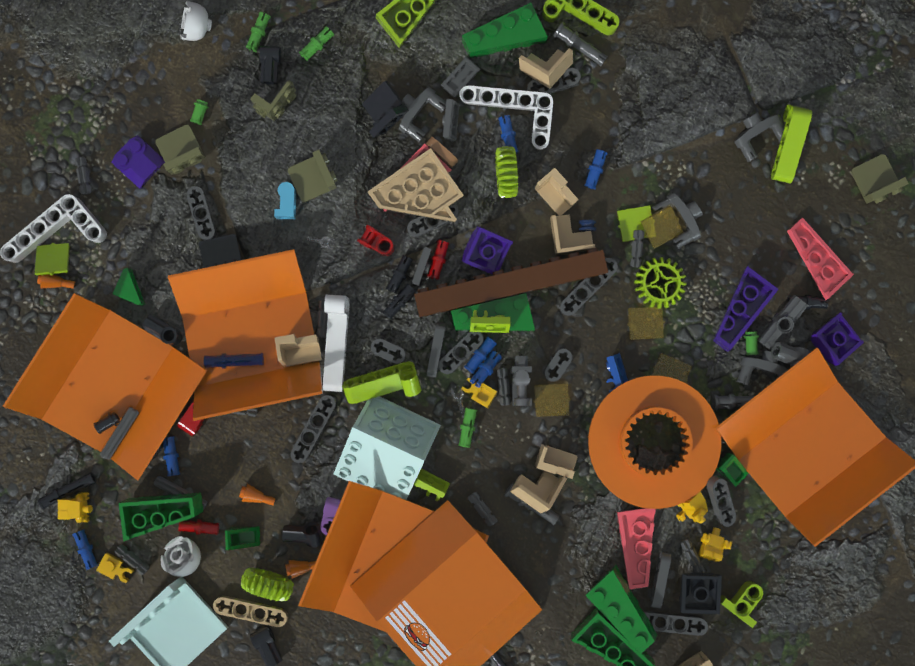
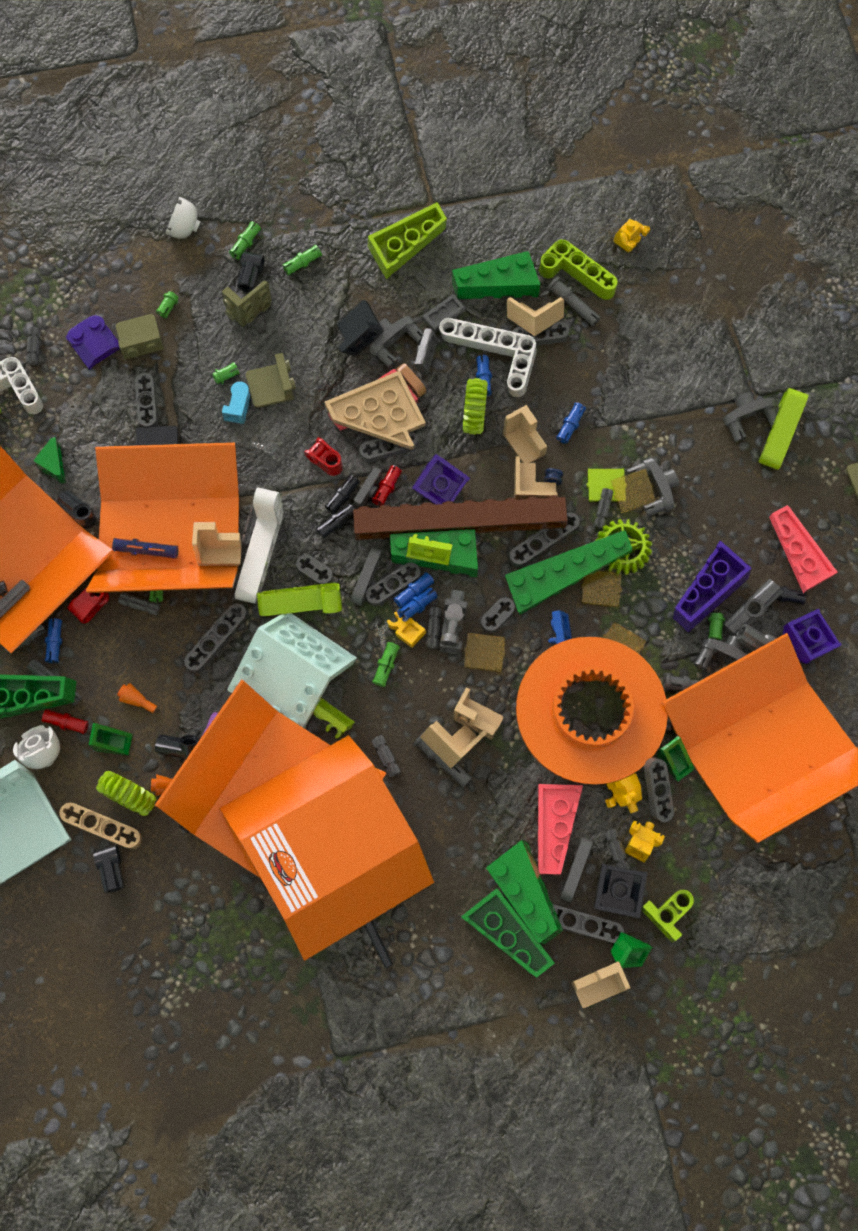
camera: 15 degrees right, 15 degrees down
(270, 172) = (225, 374): none -> bright green pin
(599, 323) = (547, 578): none -> green wing
(714, 642) = (630, 951): none -> green slope

